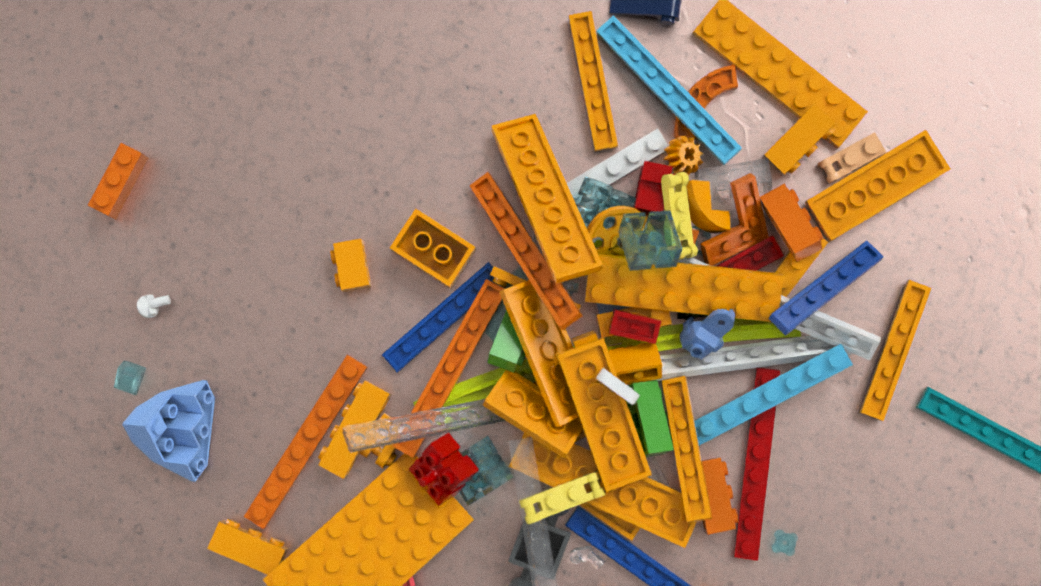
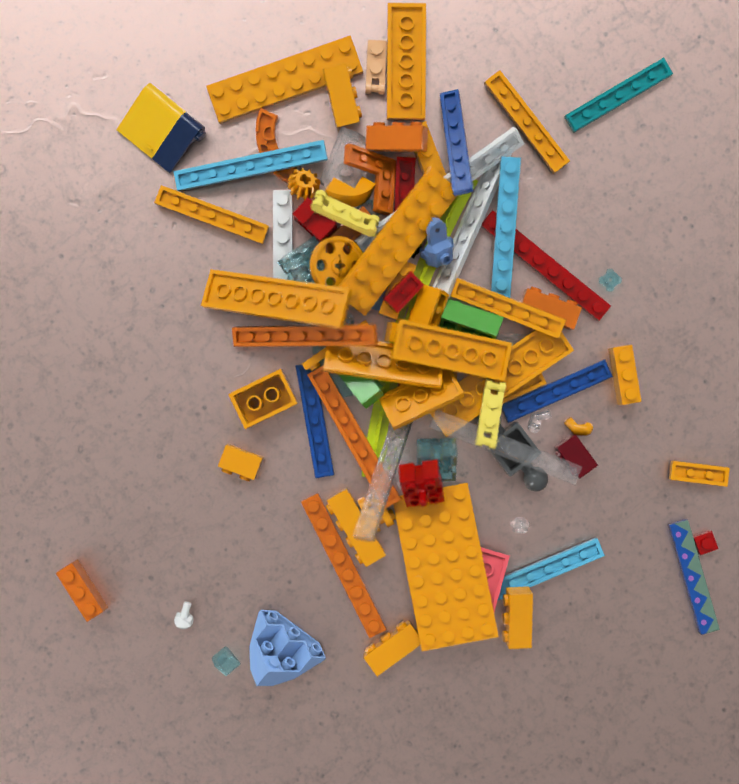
camera: 55 degrees left, 5 degrees up
(618, 386) = (439, 329): white beam -> none
(655, 245) = (356, 243): clear light blue piece -> none

